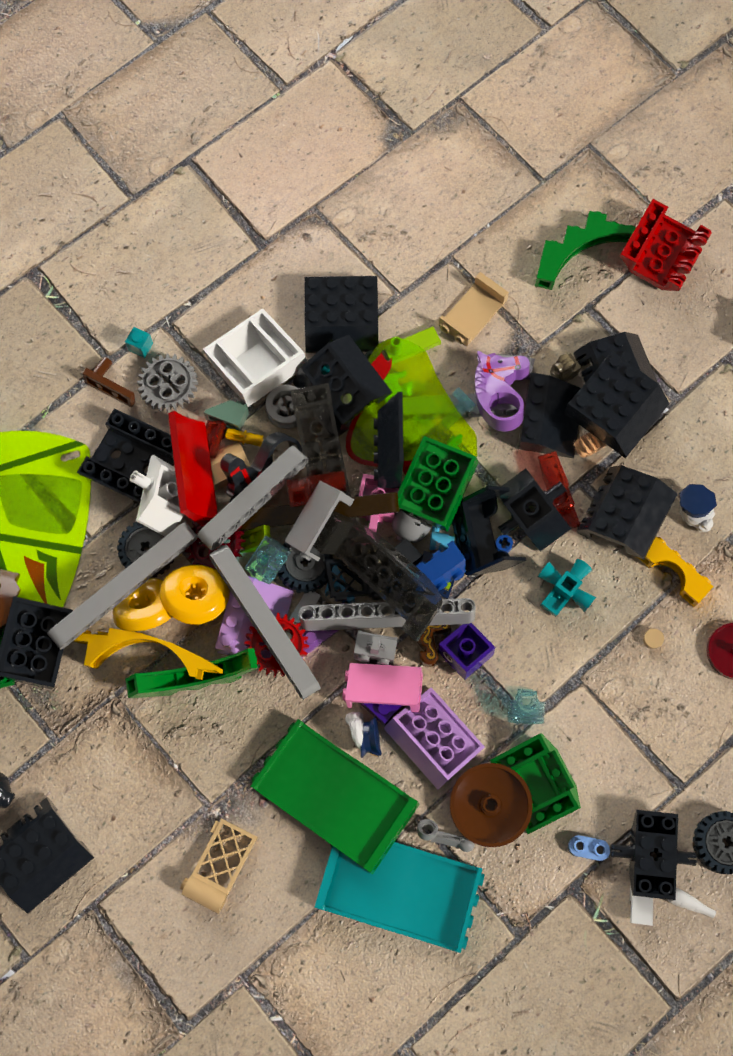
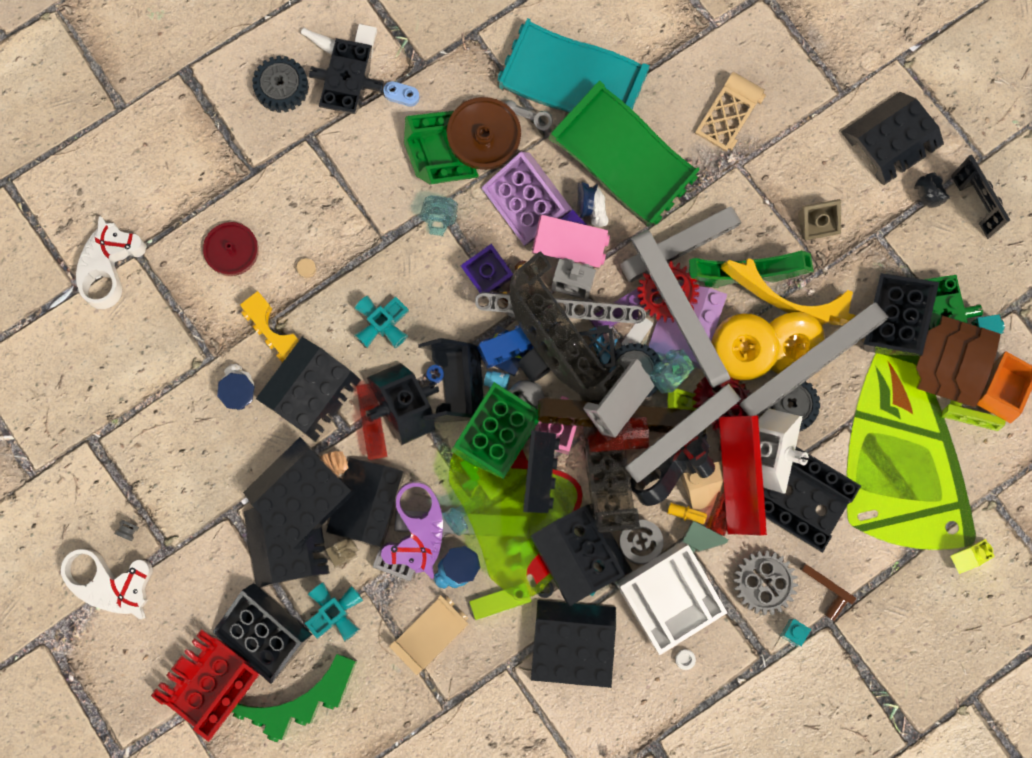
camera: 175 degrees left, 5 degrees up
(117, 746) = (820, 219): none -> dark tan slope
(238, 314) = (685, 659): none -> white tile
(258, 709) = (686, 241): none -> light grey beam
(455, 365) = (457, 568): none -> dark blue piece
(563, 318) = (333, 612): none -> teal brick
(623, 297) = (262, 632): none -> black slope

